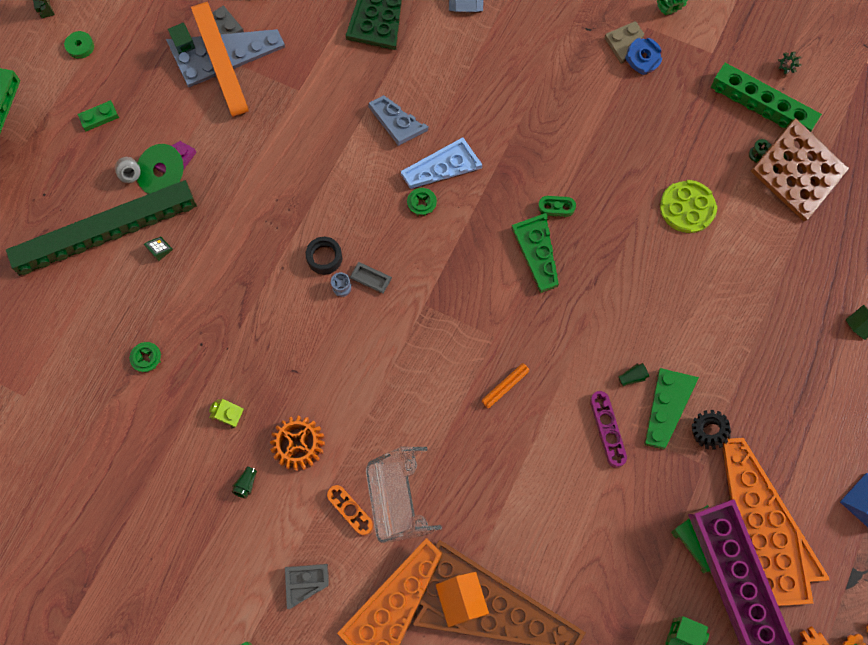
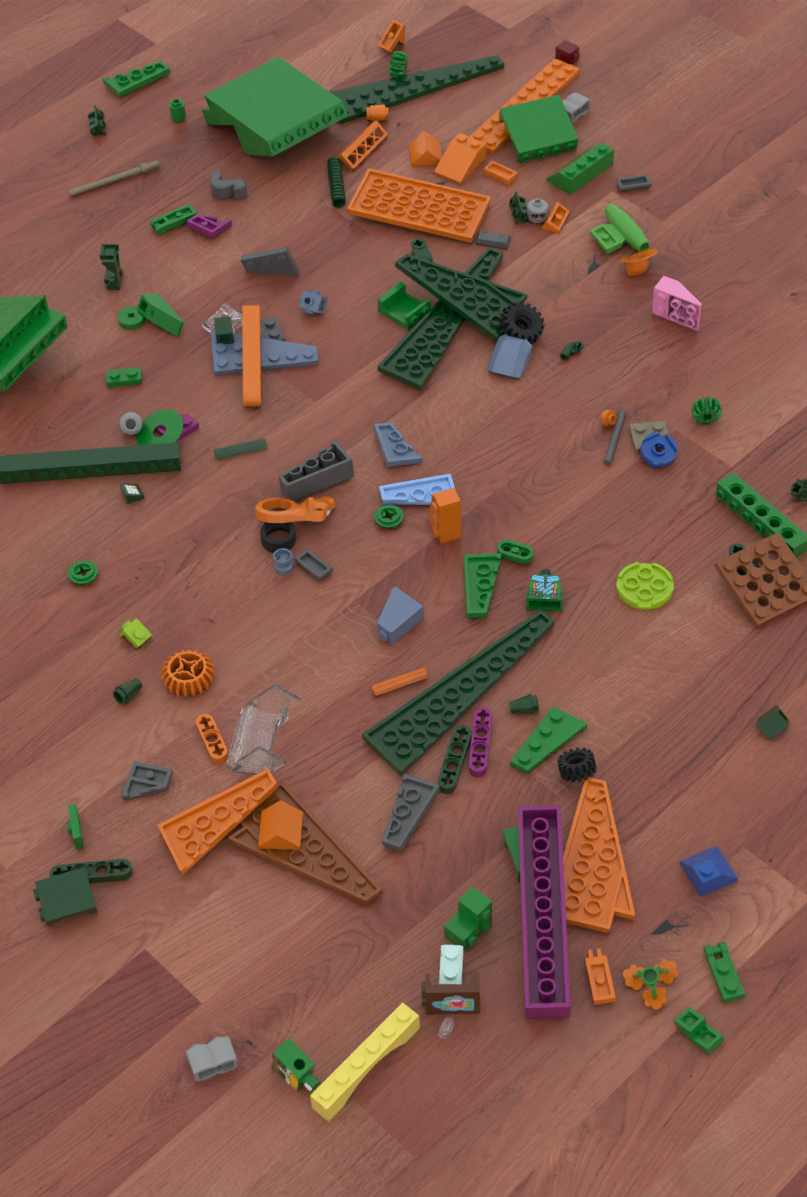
camera: 20 degrees right, 20 degrees down
(106, 33) = (159, 312): none -> green slope
(180, 16) = (236, 317): none -> clear plate
(247, 165) = (240, 448): none -> clear green axle
(335, 174) = (317, 473): none -> dark grey wedge
(347, 219) = (310, 510): none -> orange animal
(477, 313) = (398, 616): none -> sand blue slope
(482, 190) = (445, 515): none -> orange wedge
(547, 421) = (427, 717): none -> dark green wing
(573, 523) = (412, 804): none -> dark grey wing
(584, 32) = (608, 417): none -> orange plate
(595, 456) = (457, 759): none -> dark green beam
(596, 51) = (614, 438): none -> dark grey bar
(603, 243) = (544, 592): none -> torso

